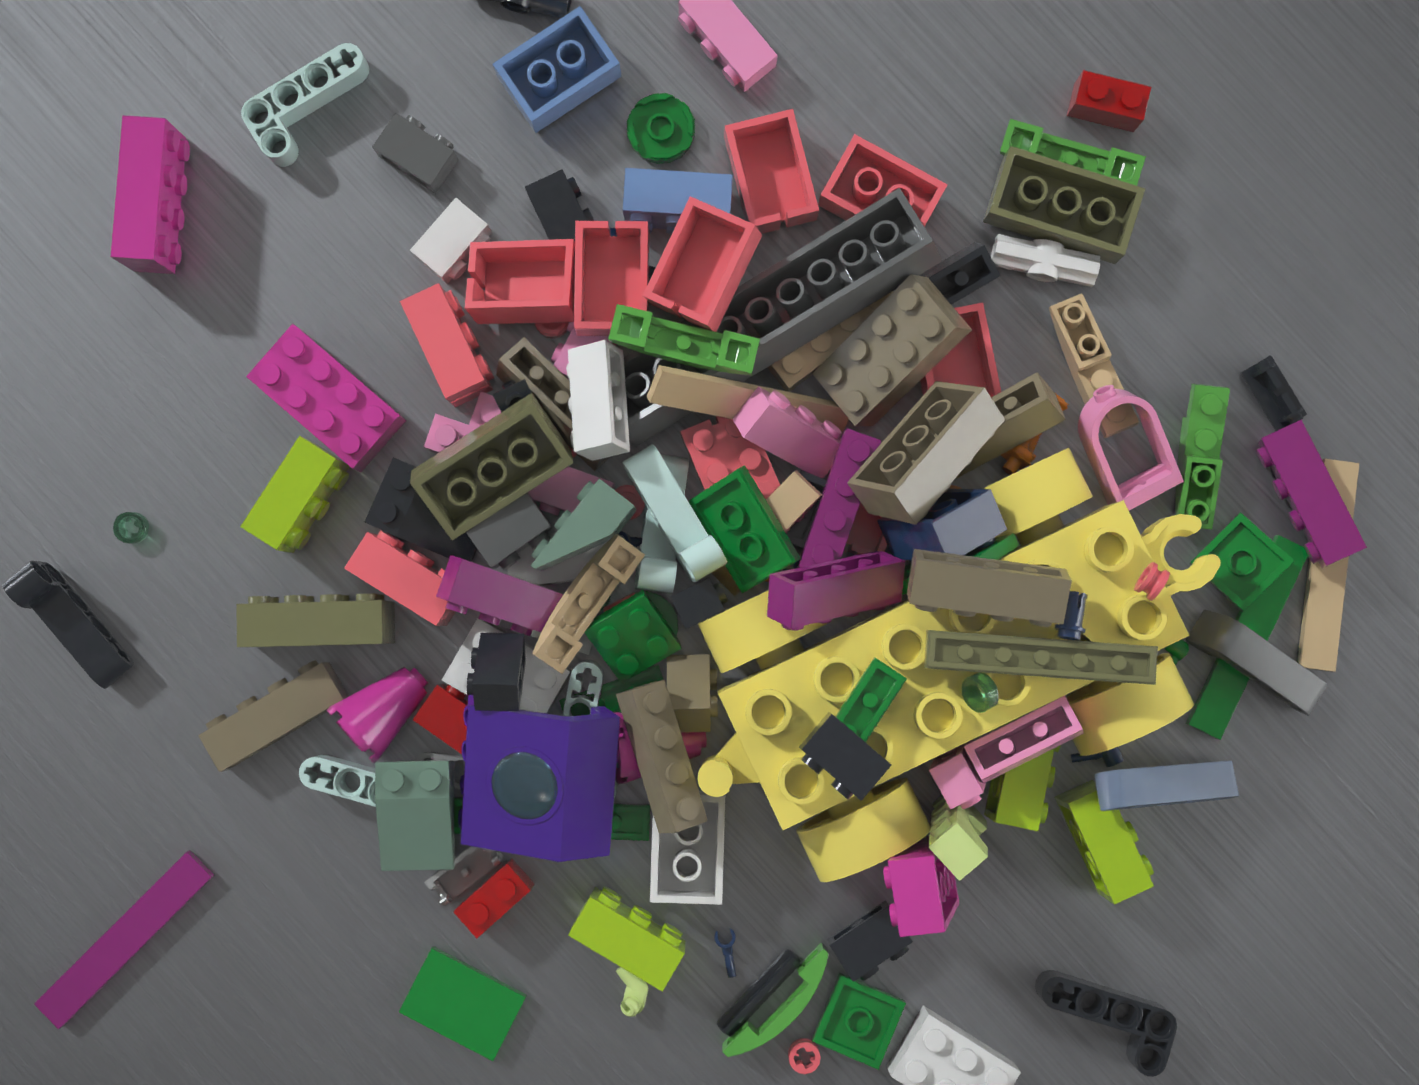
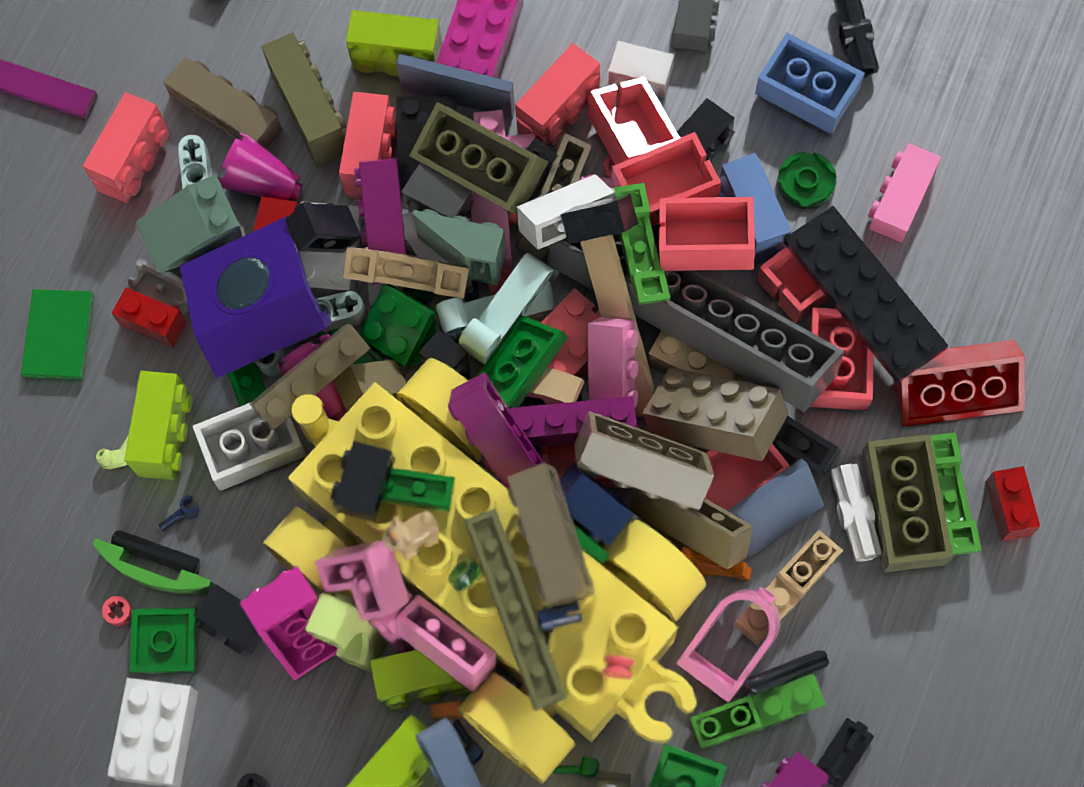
camera: 70 degrees right, 15 degrees down
(282, 844) = (126, 148): none -> coral piece
(379, 450) = (469, 88): none -> sand blue tile
(641, 371) = (599, 219): none -> black brick
(834, 133) = (865, 294): none -> black plate
(922, 734) = (411, 534): none -> tan animal
(933, 790) = (369, 573): none -> bright pink brick
(958, 86) = (964, 384): none -> red slope
(1007, 334) = (779, 505): none -> sand blue tile
(1063, 762) = (445, 710): none -> orange tile
(1178, 410) = (786, 672): none -> black axle

